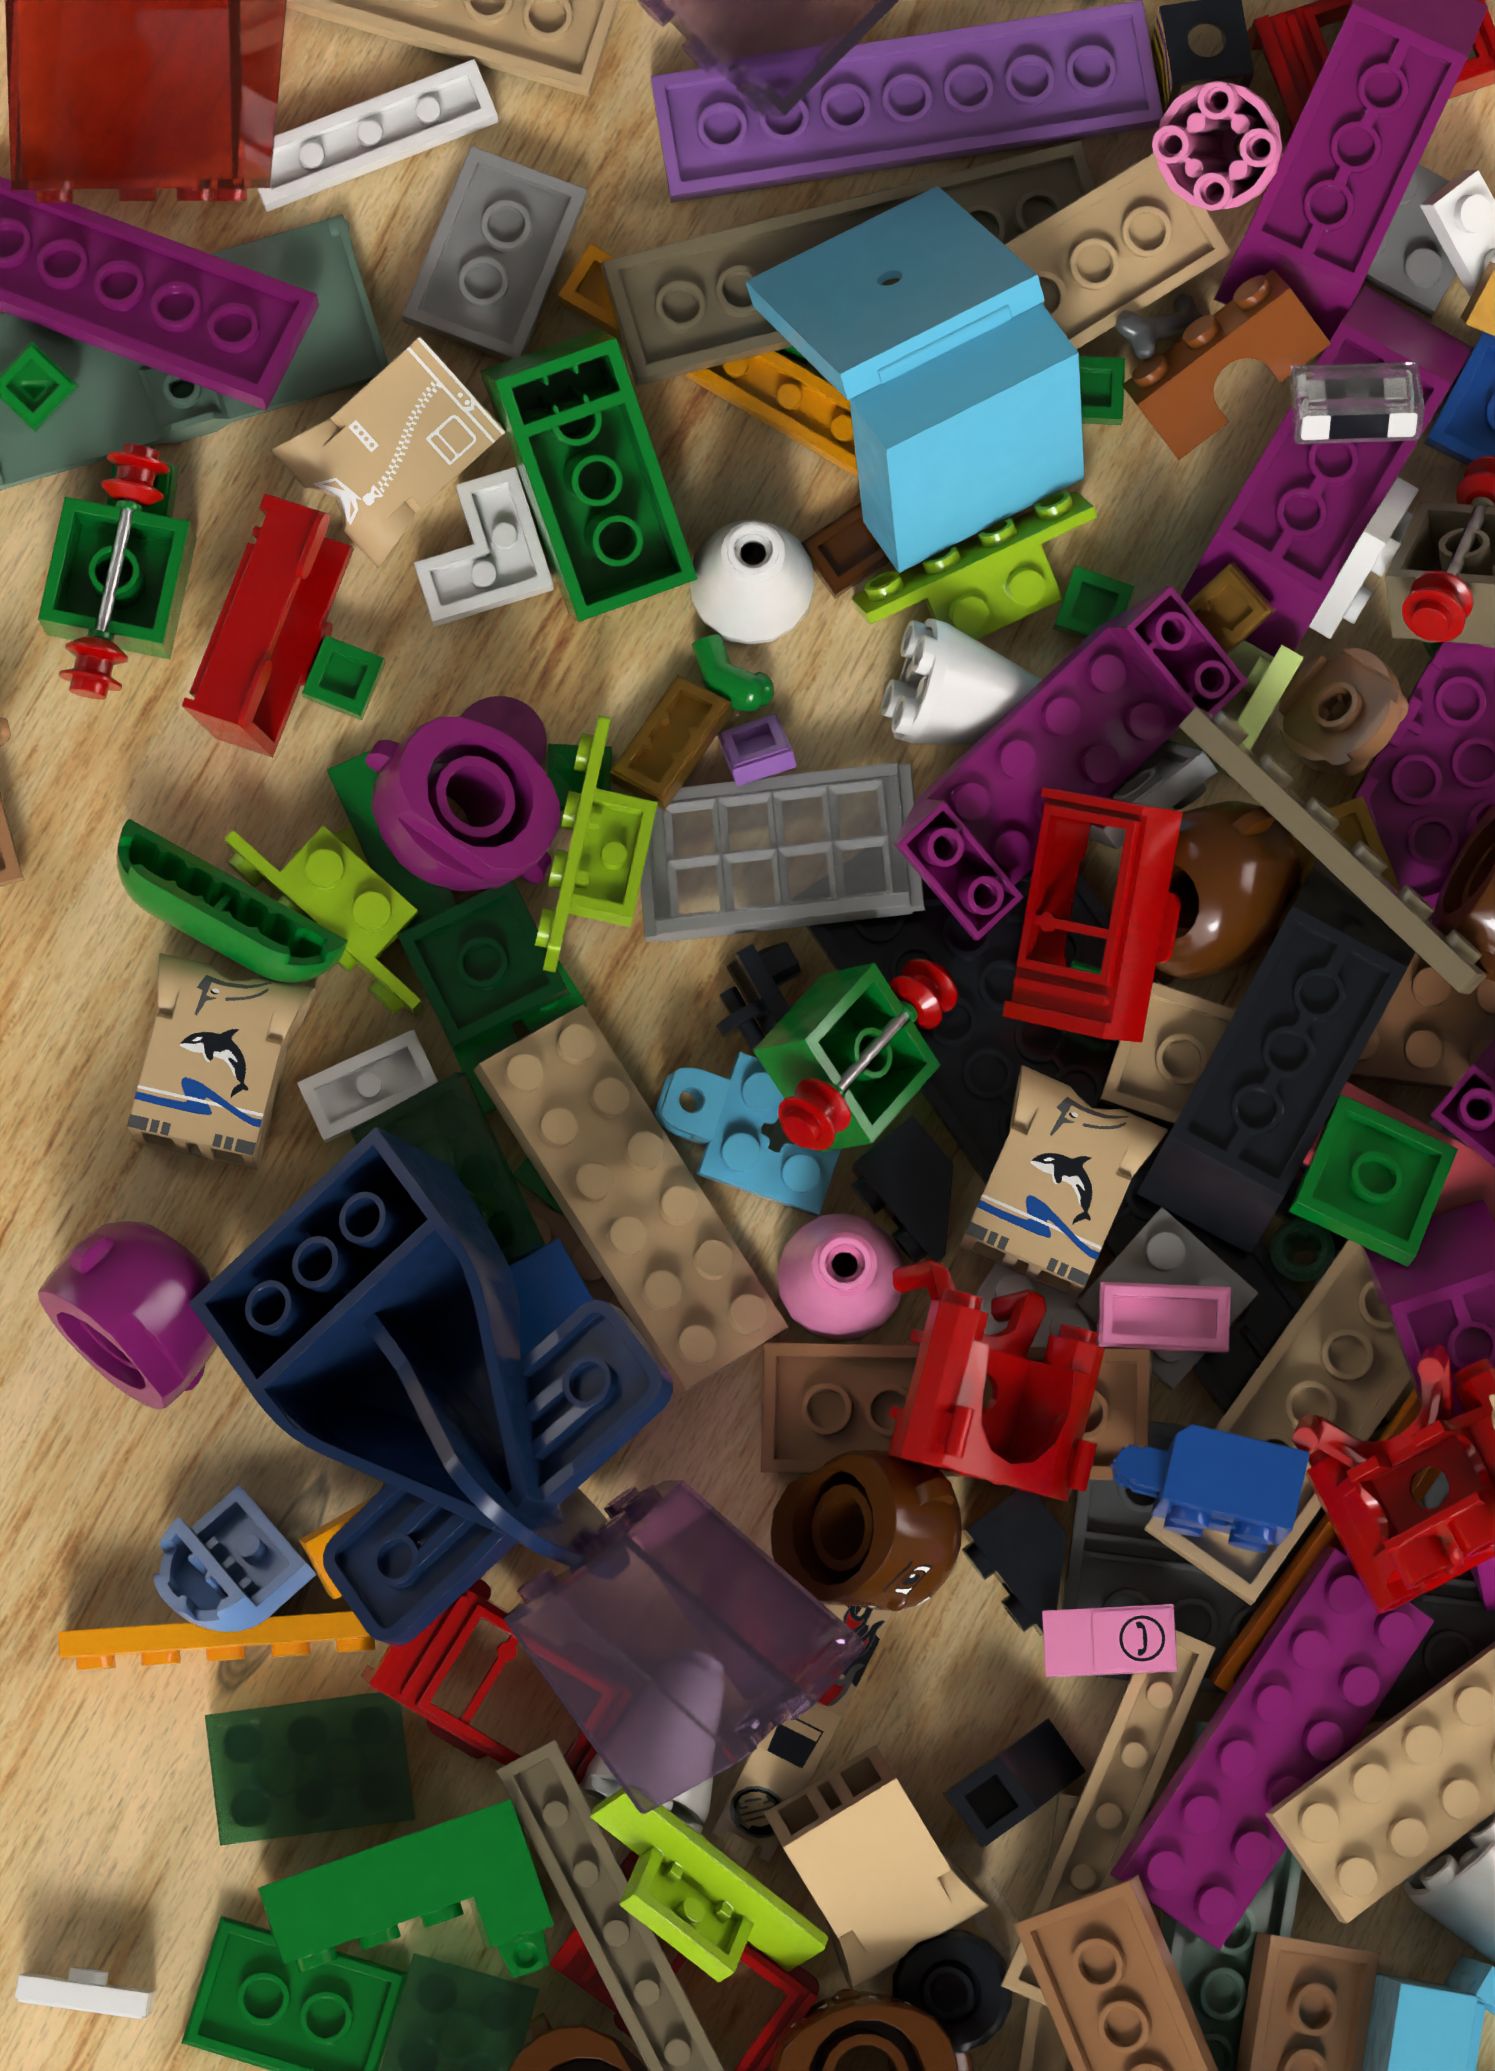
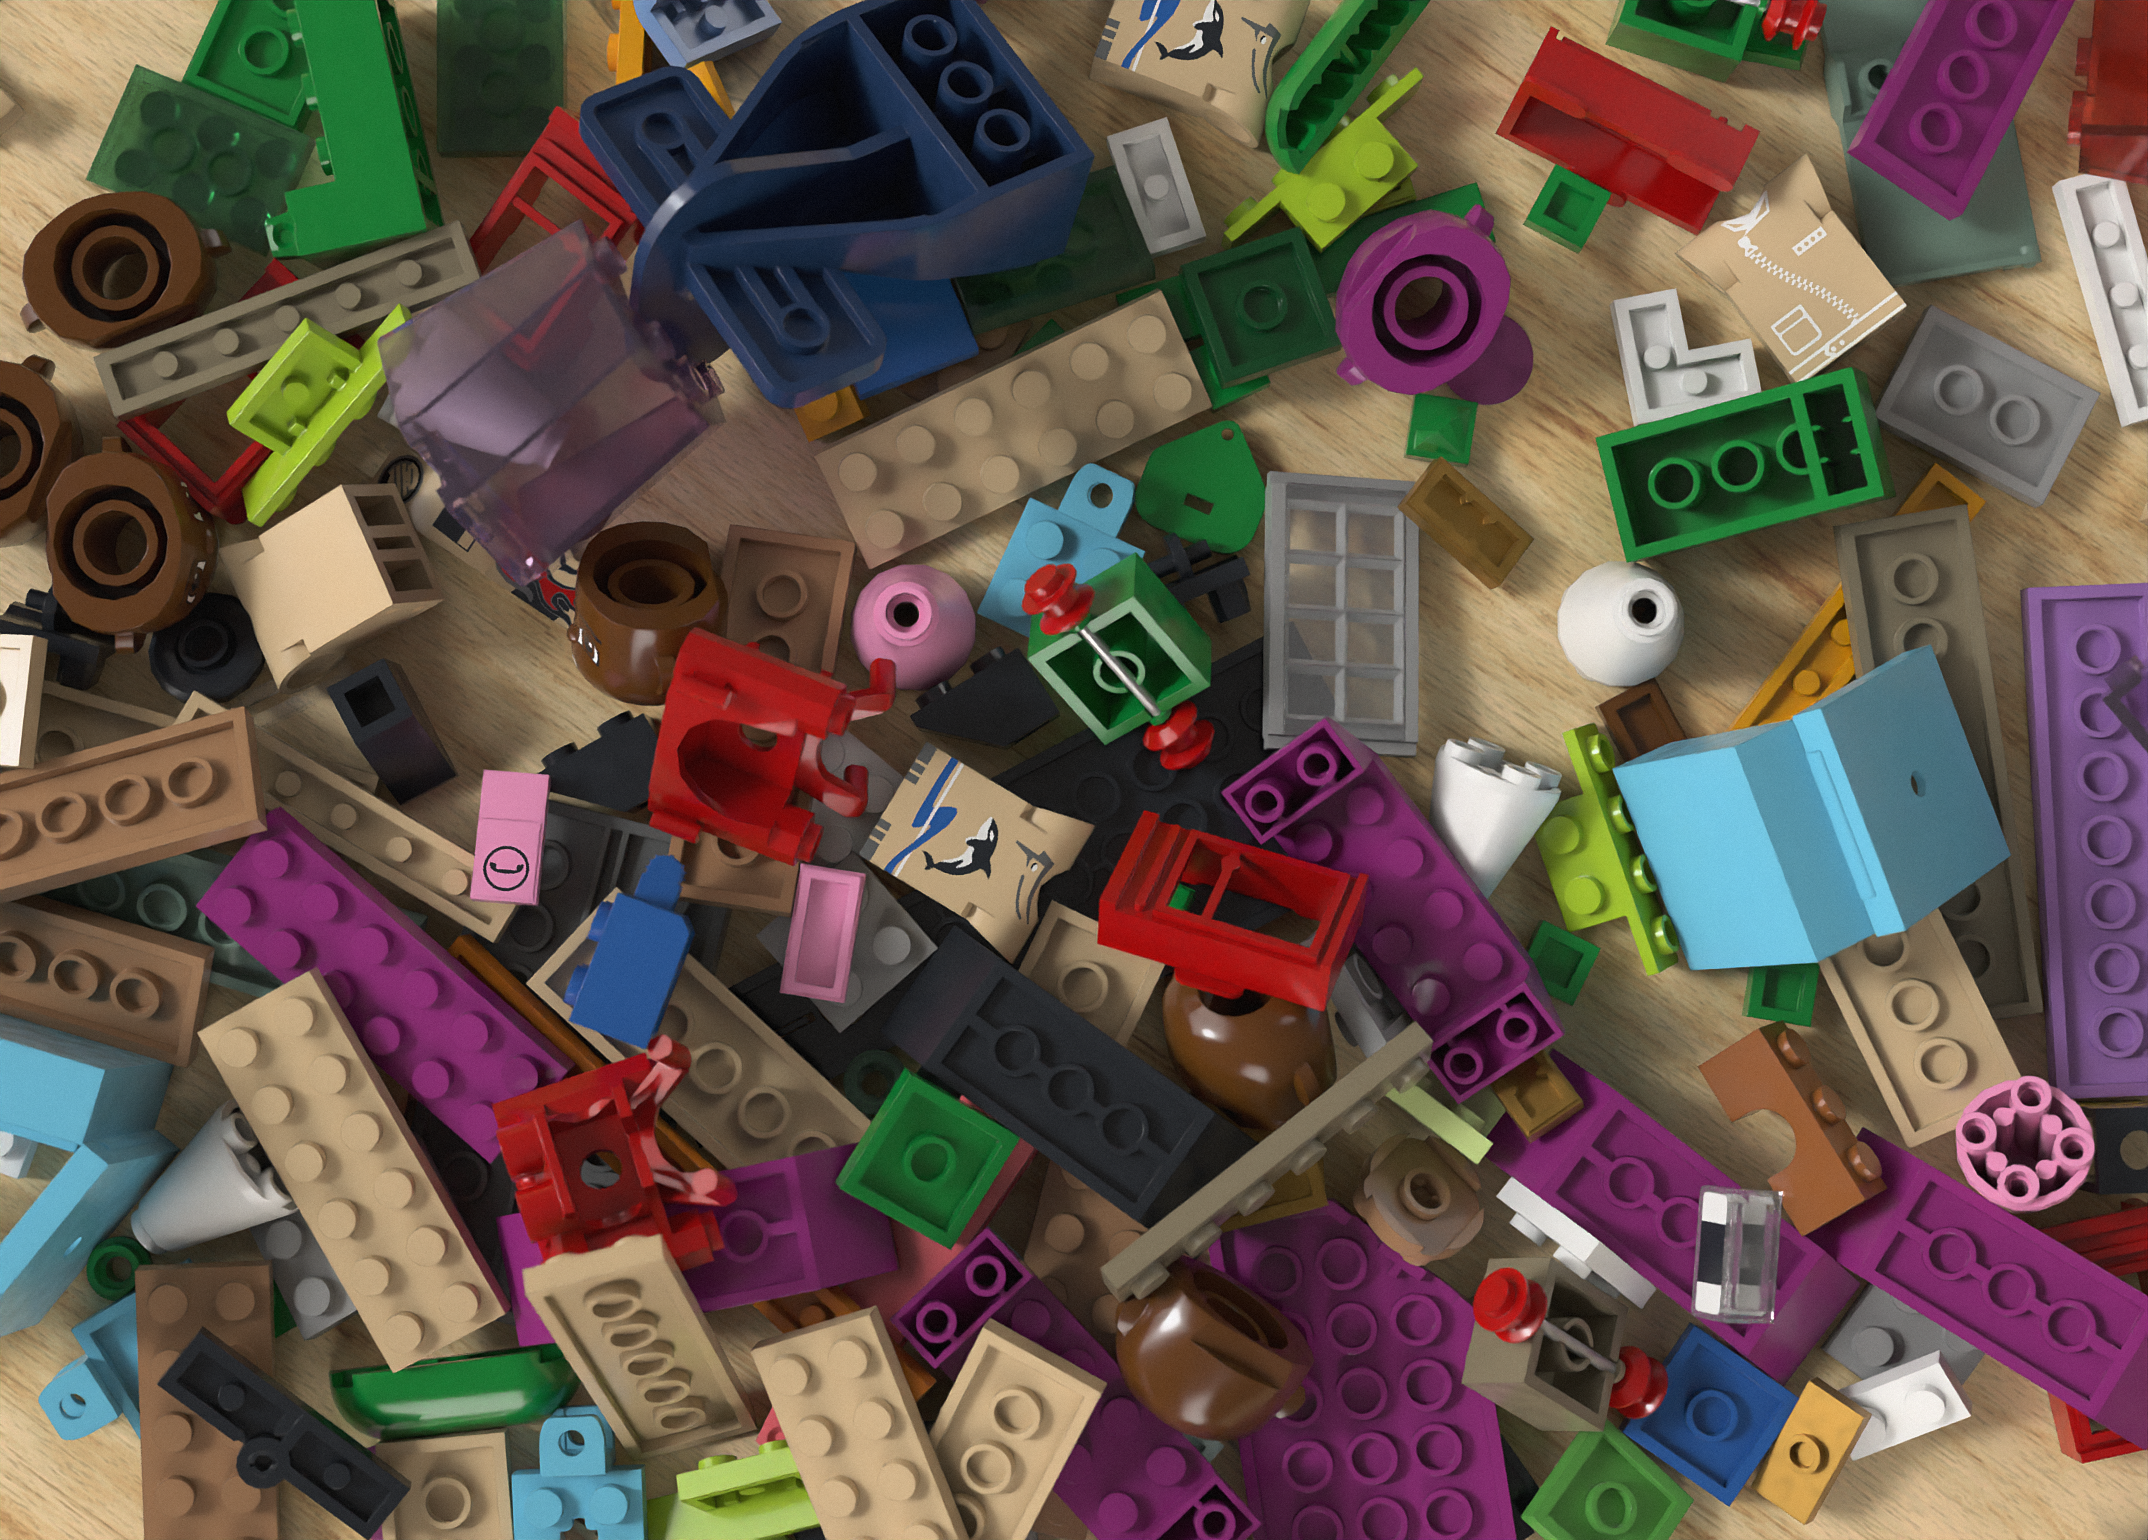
camera: 100 degrees right, 5 degrees up
(605, 854) = (1358, 435): lime bracket -> none
(649, 995) = (1212, 472): none -> green piece
(739, 686) = (1519, 589): green arm -> none
(756, 749) = (1448, 606): medium lavender tile -> none
(1145, 331) = (1835, 1049): dark grey piece -> none

